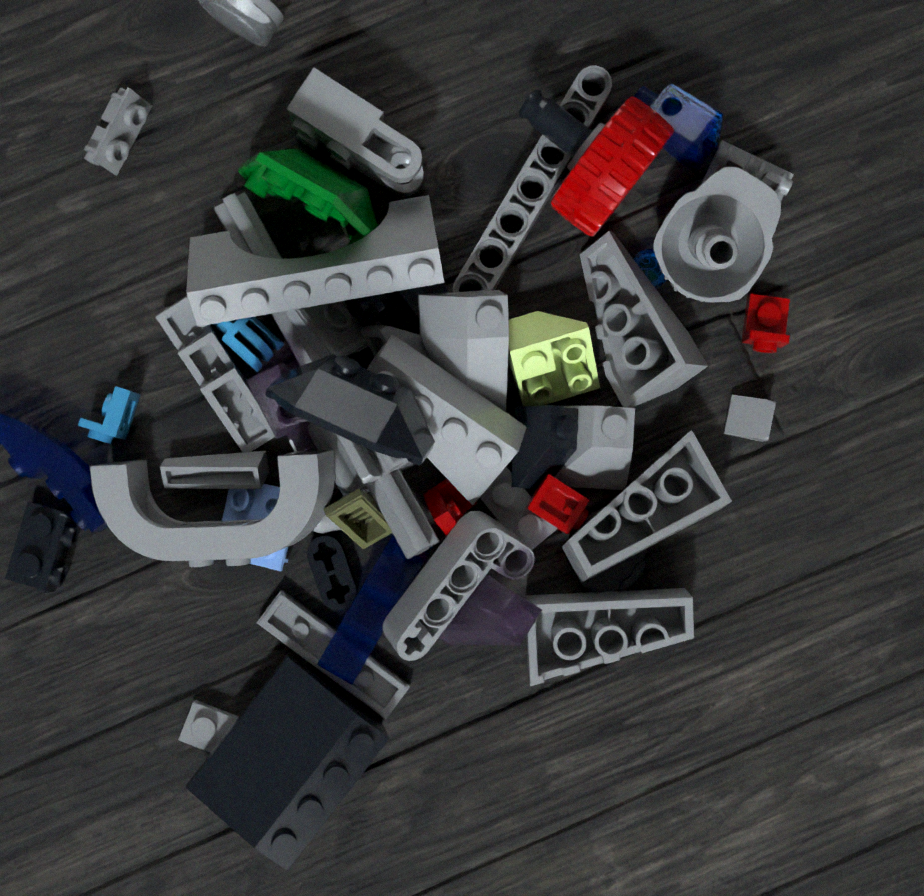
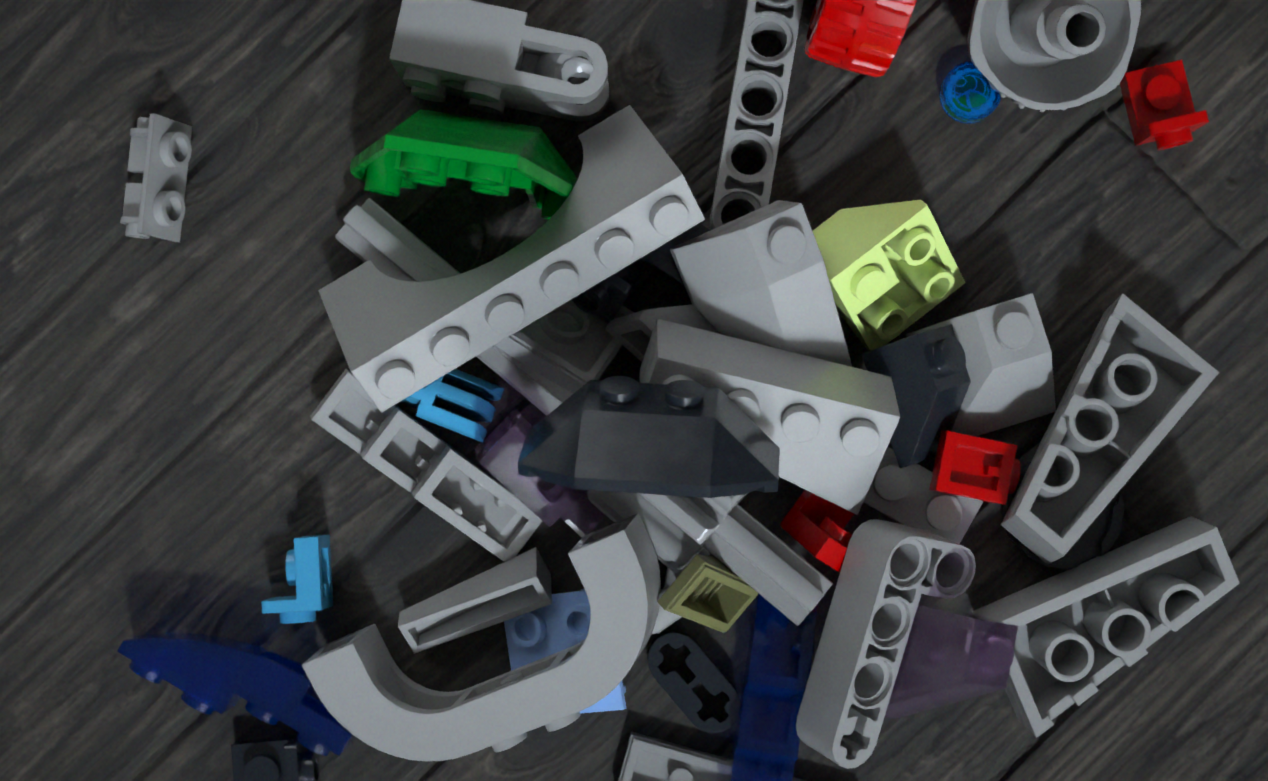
camera: 15 degrees left, 0 degrees up
(640, 334) = (993, 186): light grey wedge -> none
(749, 418) = (1190, 245): light grey slope -> none

